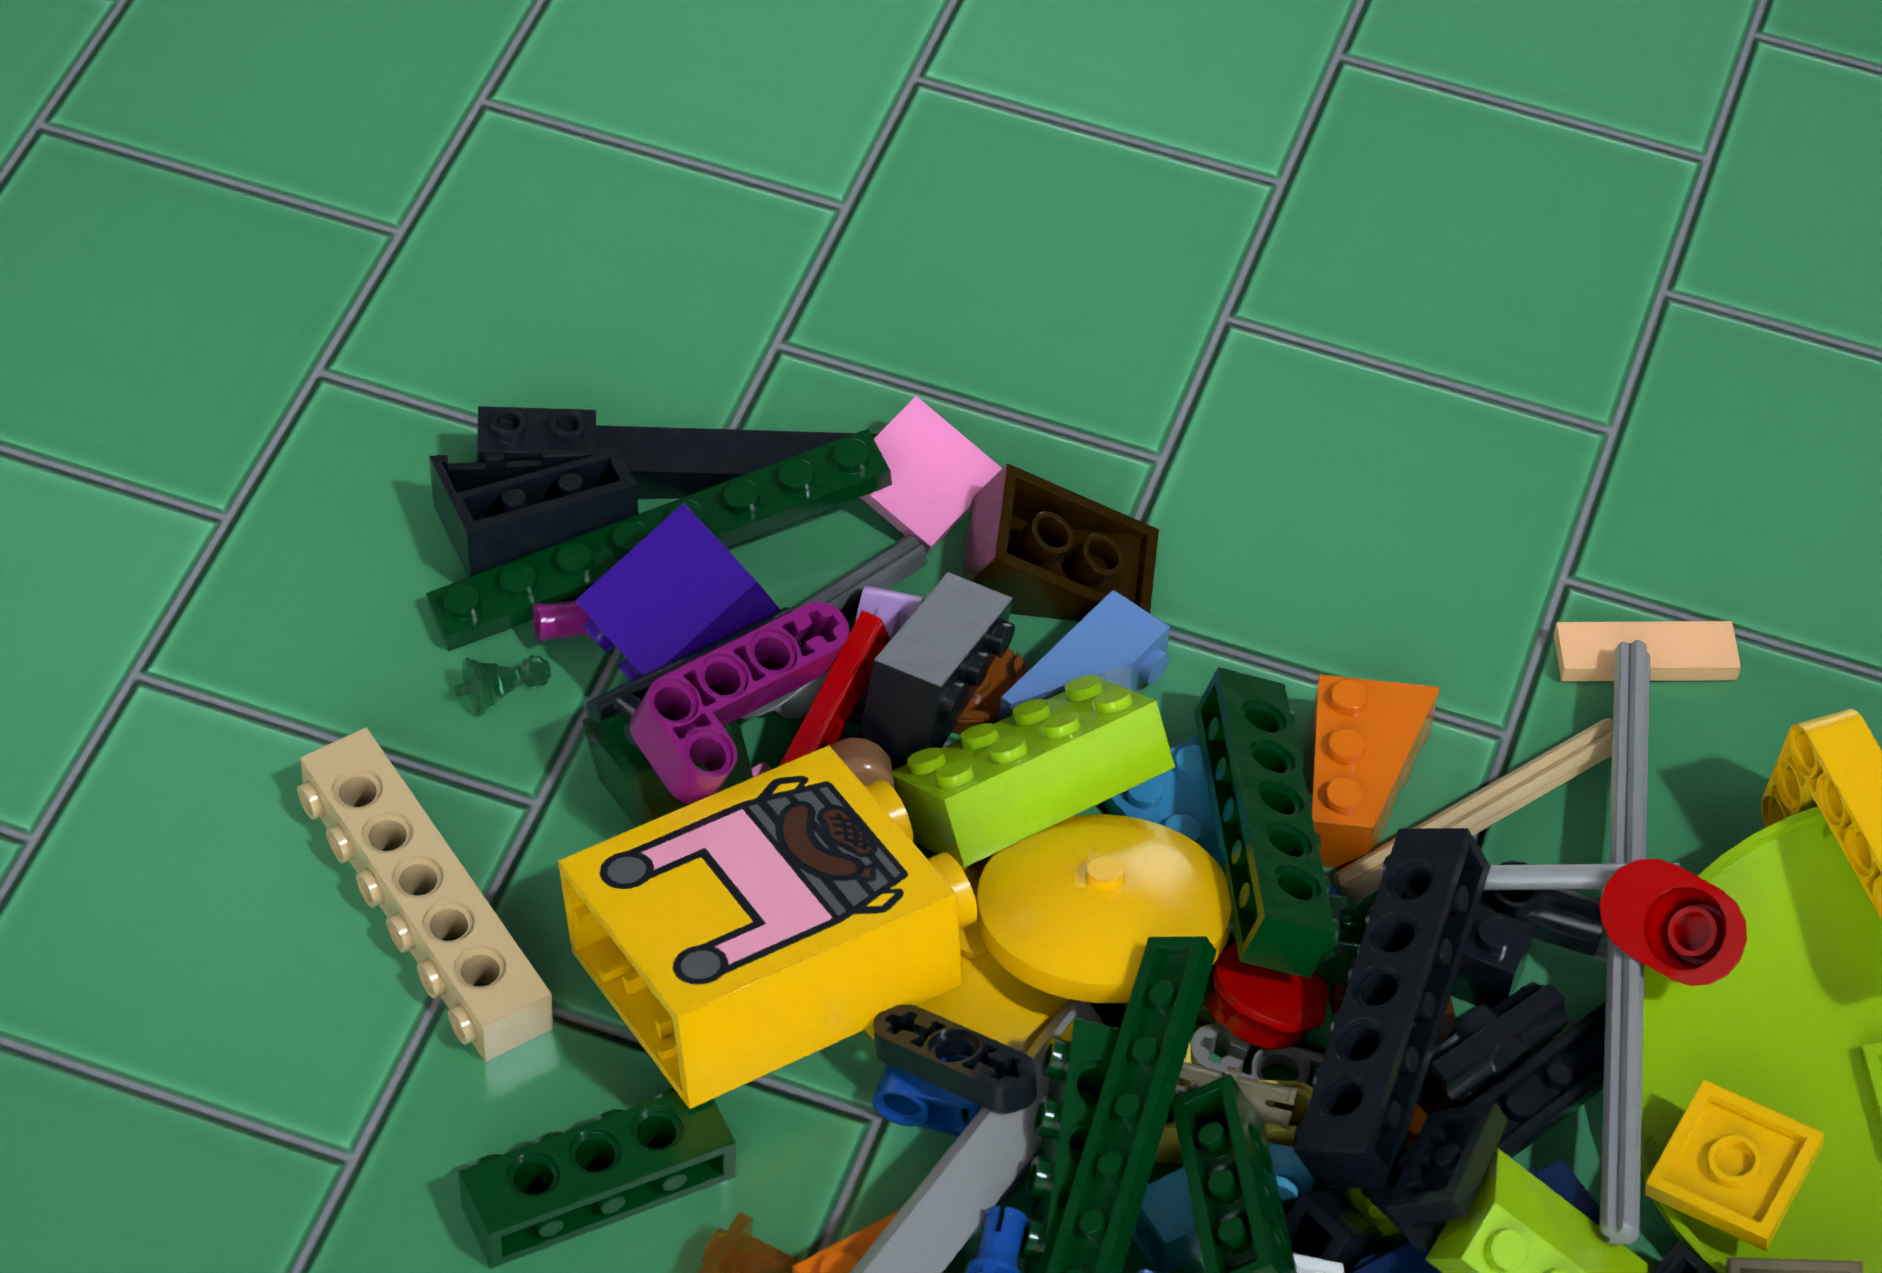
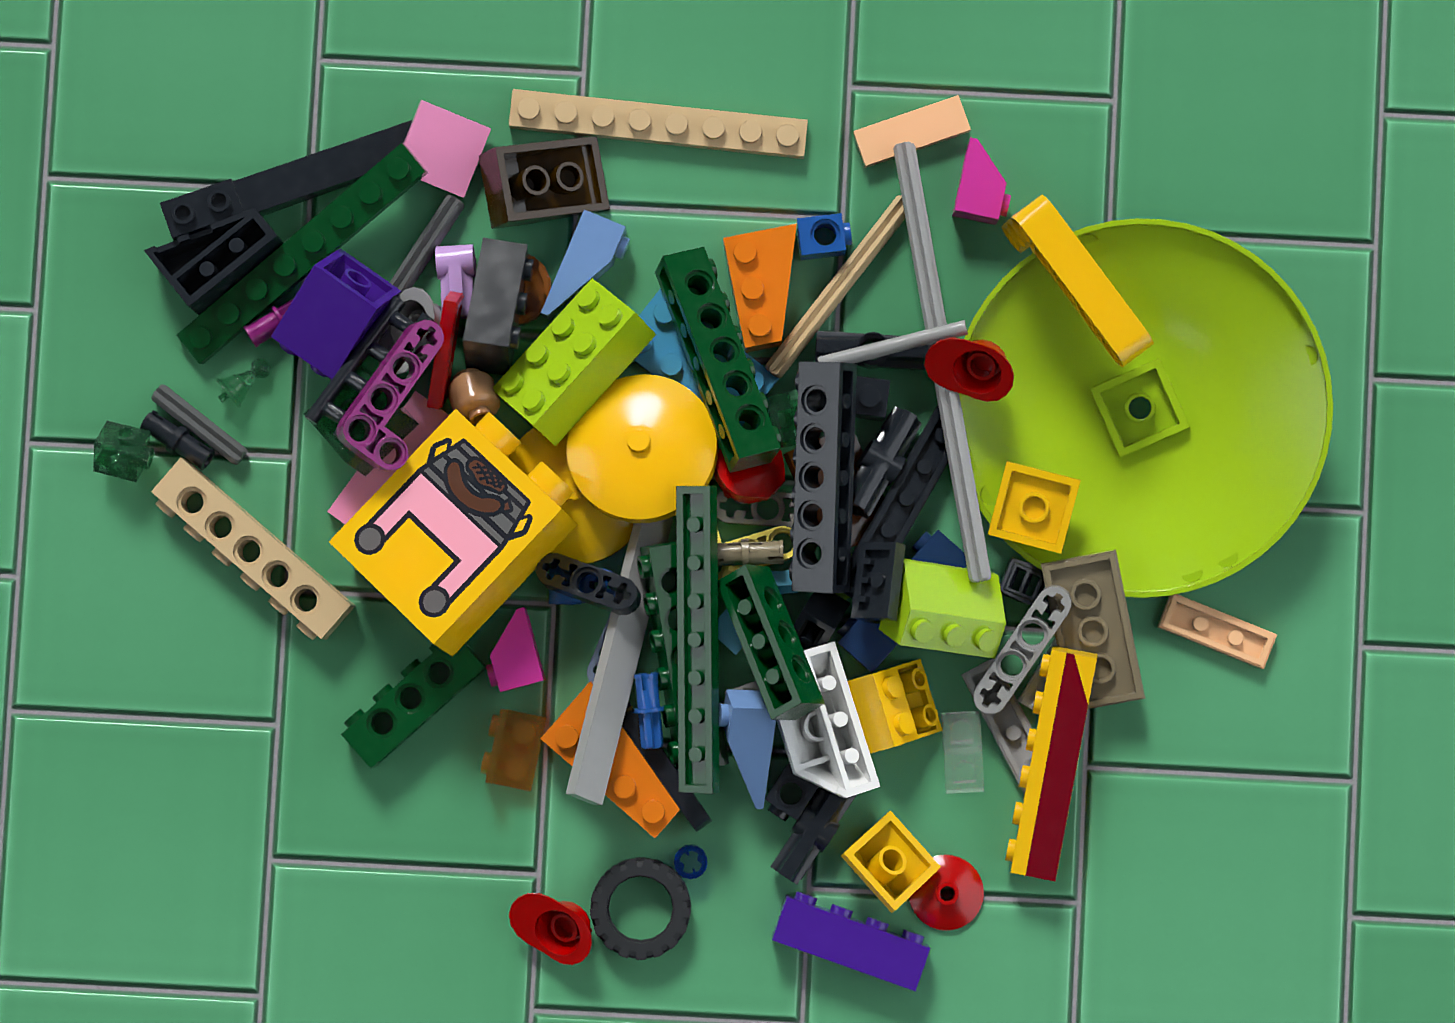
camera: 10 degrees left, 35 degrees up
(278, 704) = (122, 451): none -> clear green brick
(358, 711) = (178, 440): none -> black pin
(410, 716) = (199, 424): none -> dark grey axle
(790, 1159) = (516, 656): none -> dark pink slope
(1273, 545) = (658, 123): none -> tan plate
(1472, 735) = (808, 246): none -> blue brick
(1738, 740) = (980, 188): none -> dark pink slope

